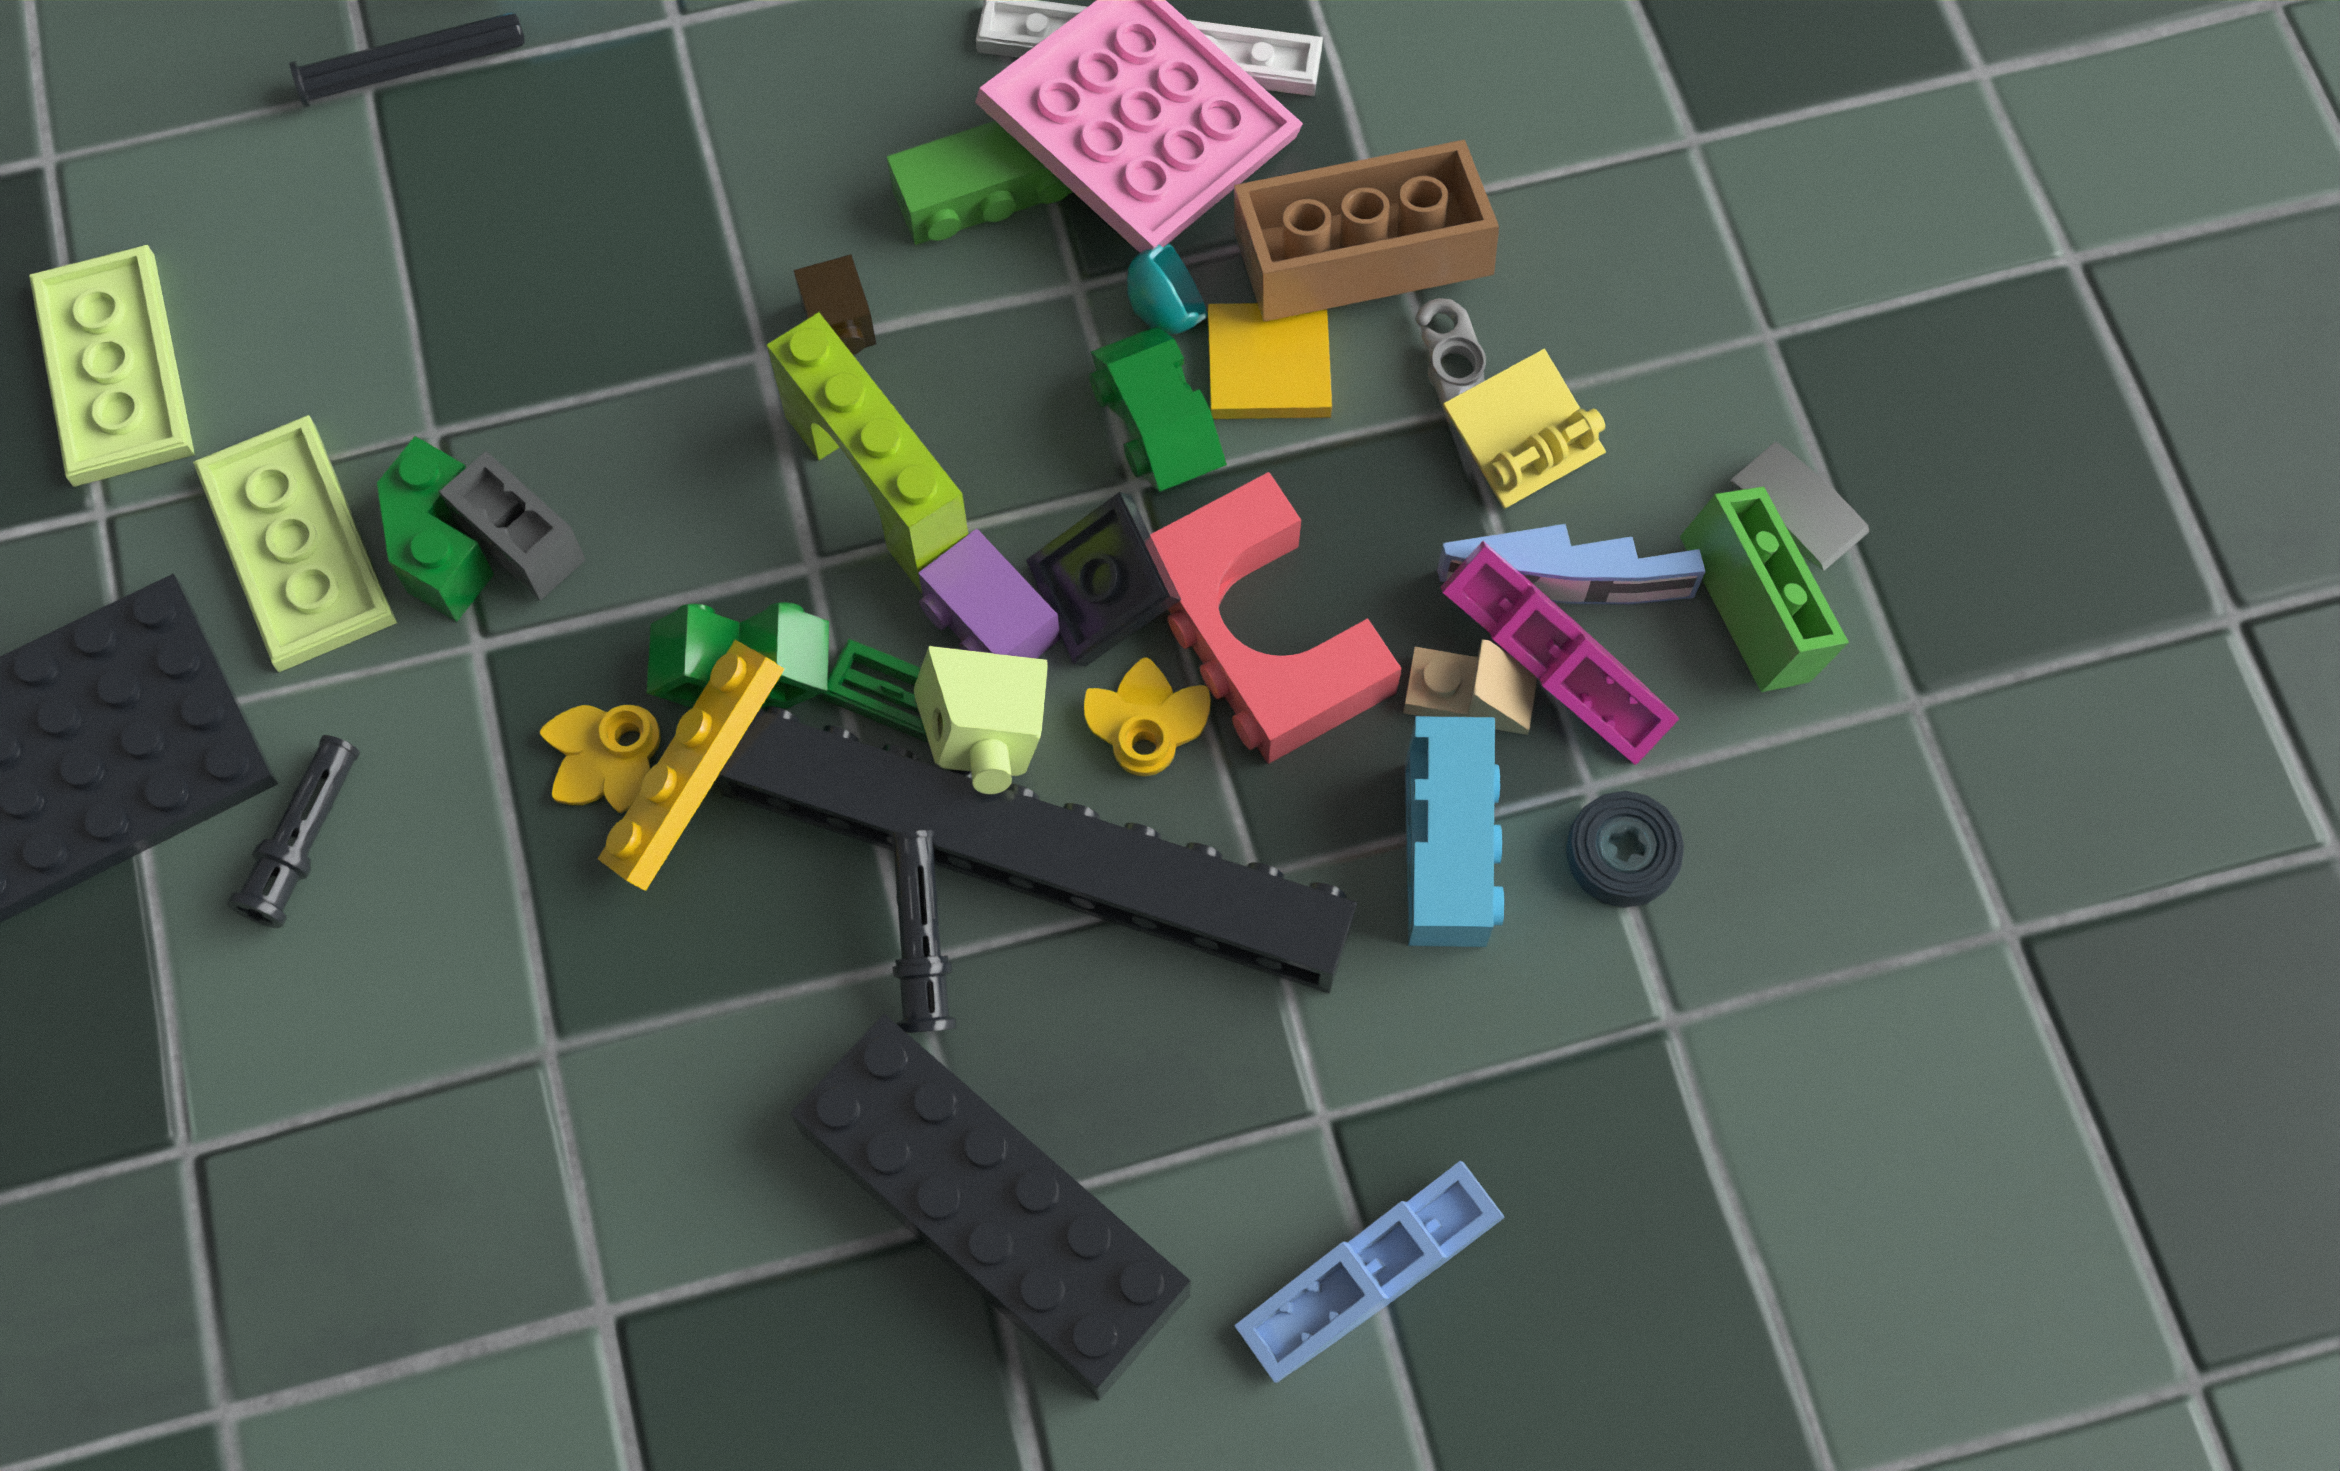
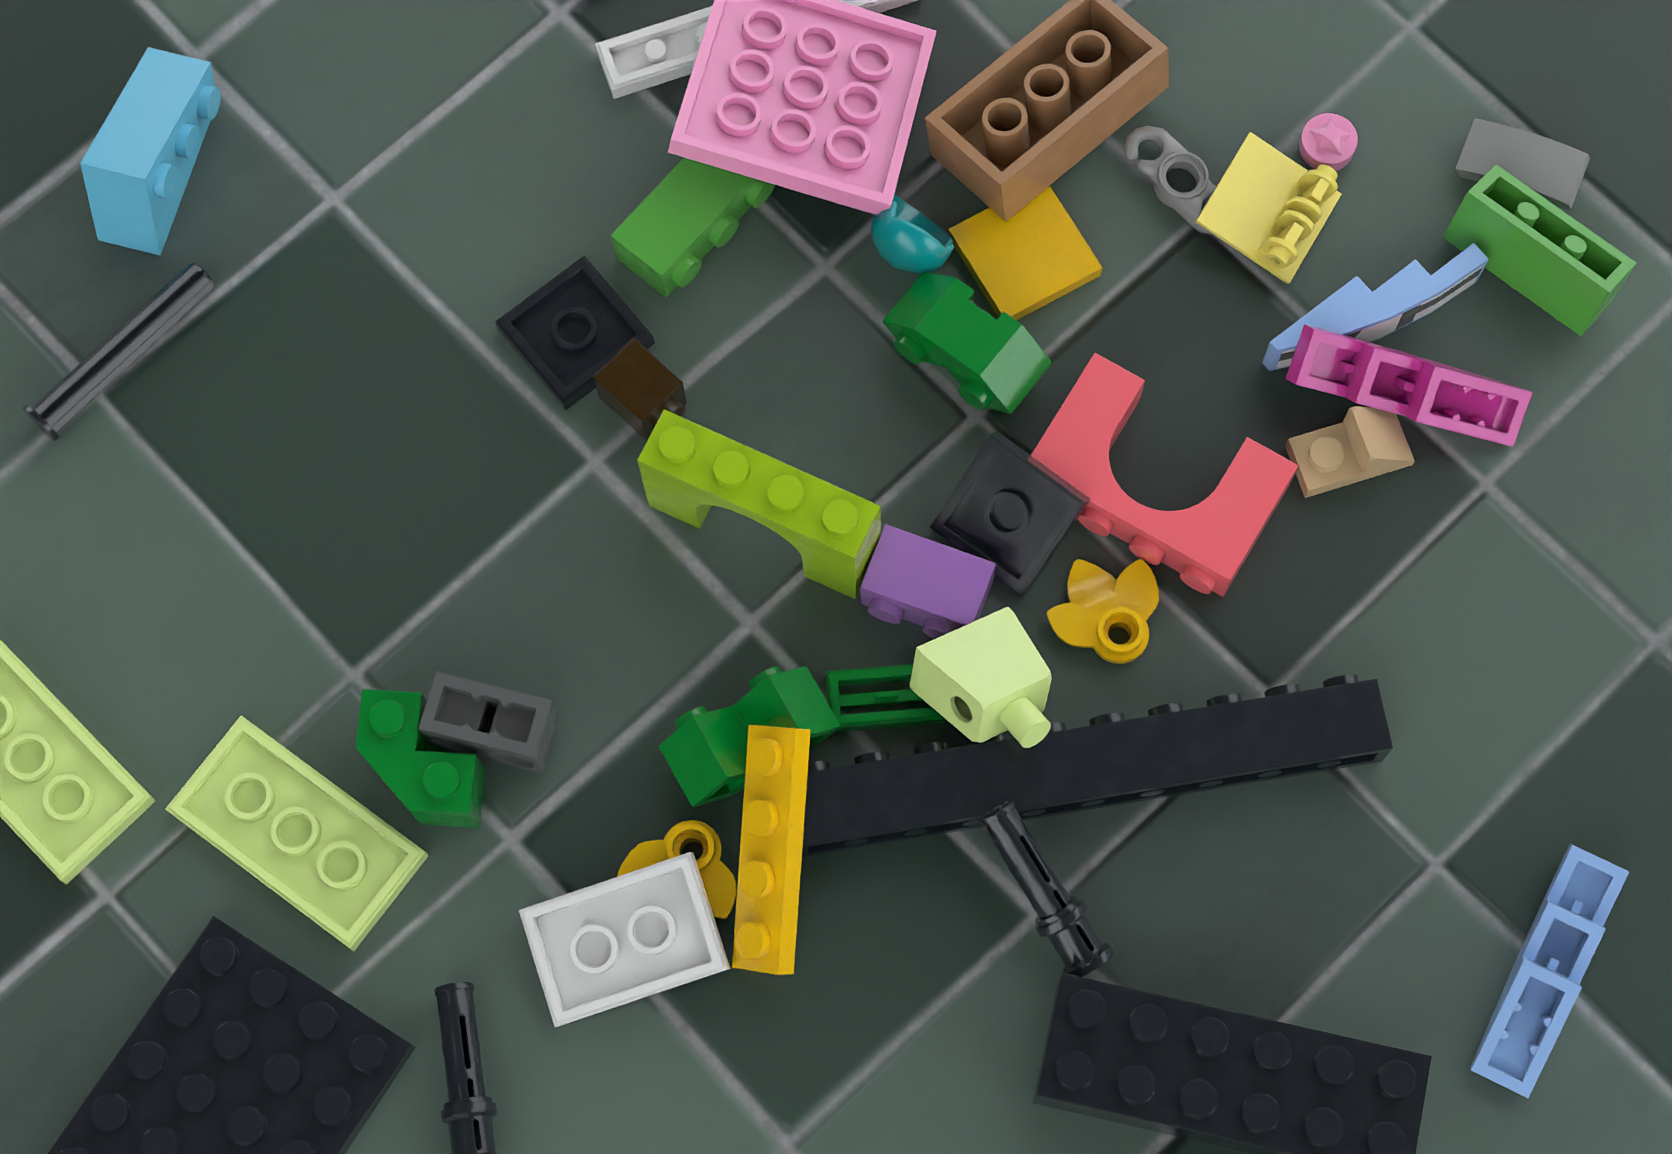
camera: 25 degrees left, 5 degrees up
(515, 781) = (624, 939): none -> white tile
(810, 224) = (572, 330): none -> black tile
(1452, 832) = (1412, 581): medium azure wedge -> none
(1622, 398) = (1328, 141): none -> bright pink tile
(1654, 836) = (1528, 542): black bush -> none

